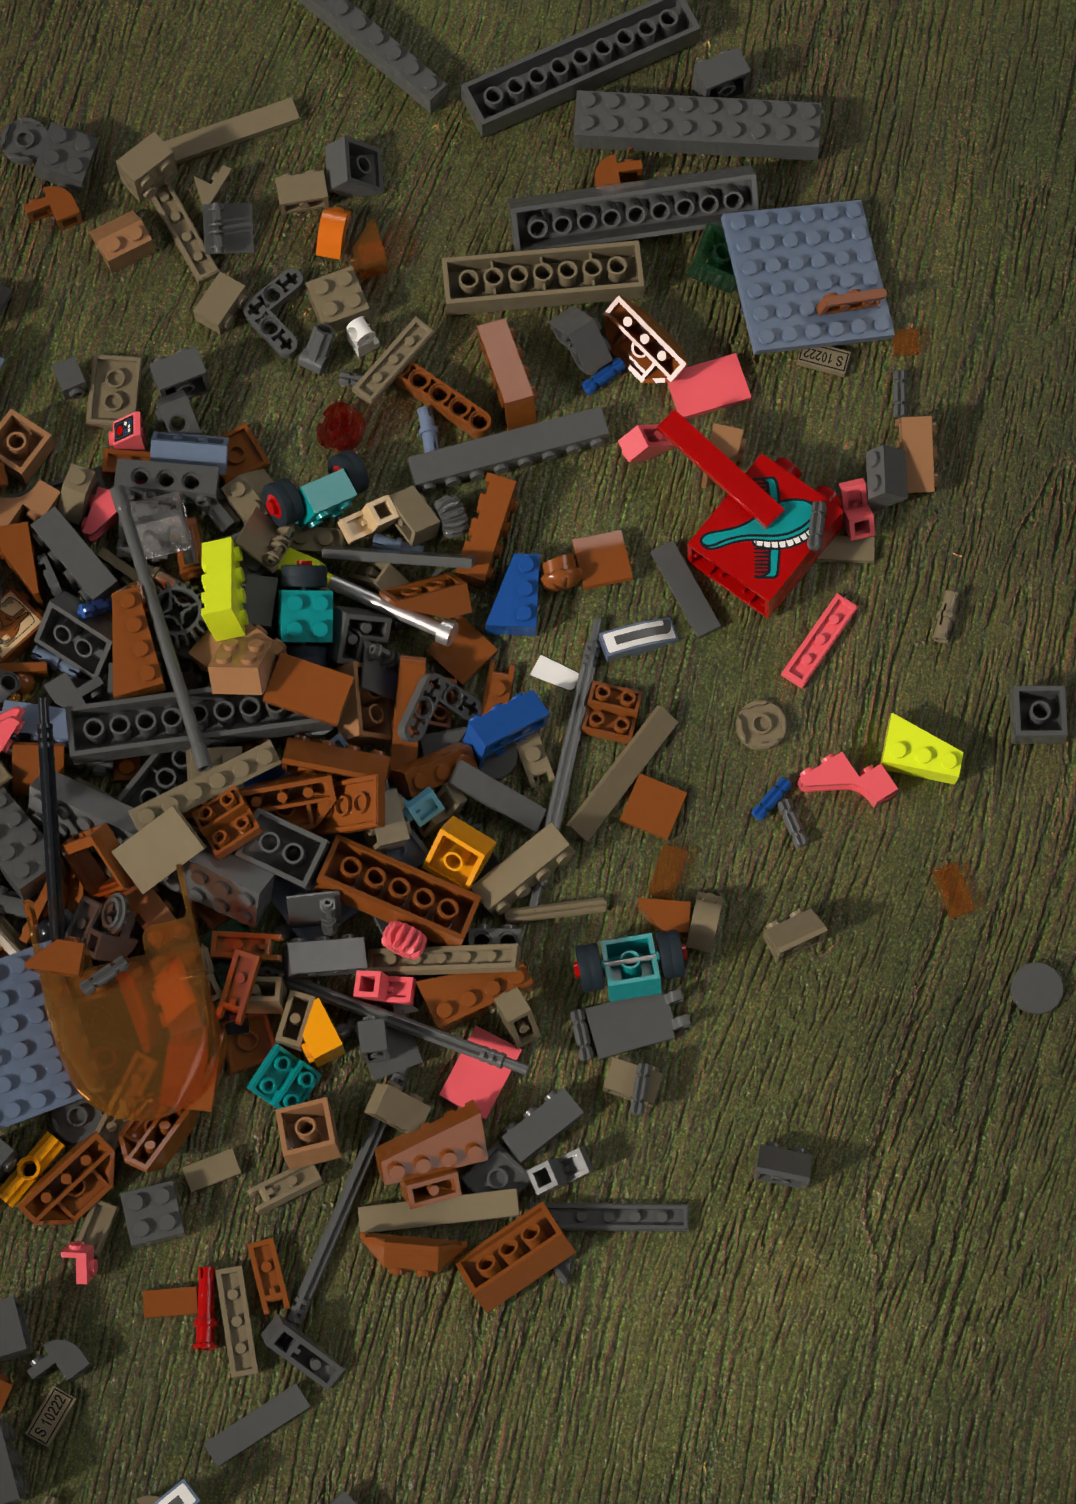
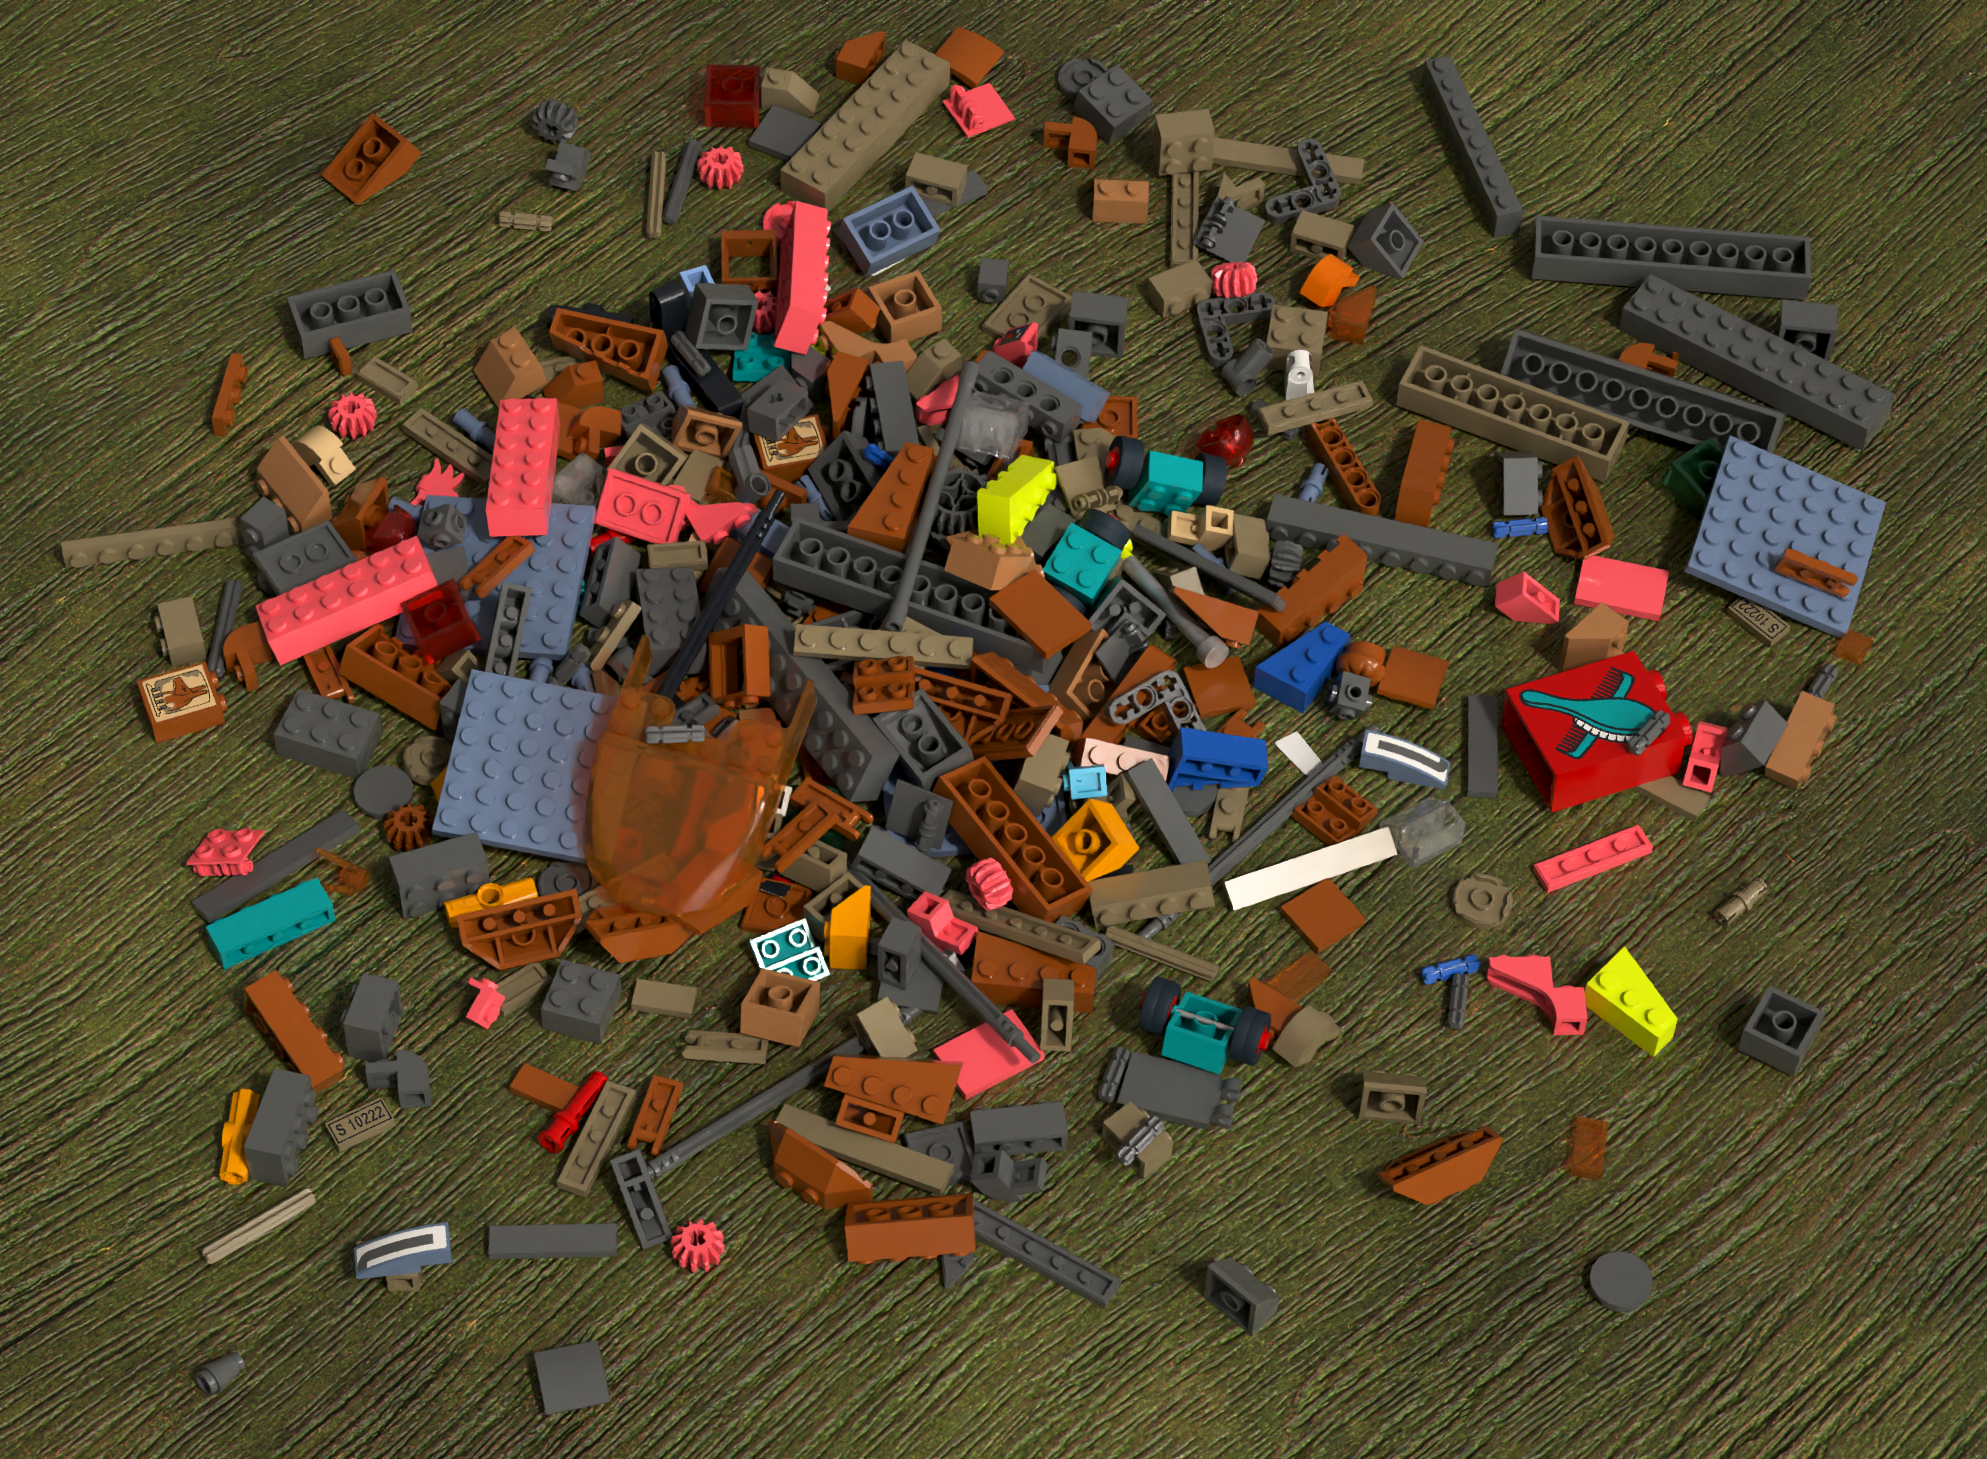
camera: 30 degrees right, 20 degrees down
(60, 958) = (642, 694): dark orange slope -> none
(115, 905) = (724, 715): dark grey gear -> none
(158, 848) = (787, 667): dark tan tile -> none
(259, 272) = (1233, 279): none -> coral gear
(271, 154) = (1313, 193): none -> dark grey beam
(374, 1360) = (707, 1248): none -> coral gear
(567, 606) = (1349, 696): none -> dark grey brick
(686, 690) = (1425, 830): none -> clear slope
(720, 469) = (1582, 641): red tile -> none
(861, 973) = (1443, 1166): none -> dark orange wedge

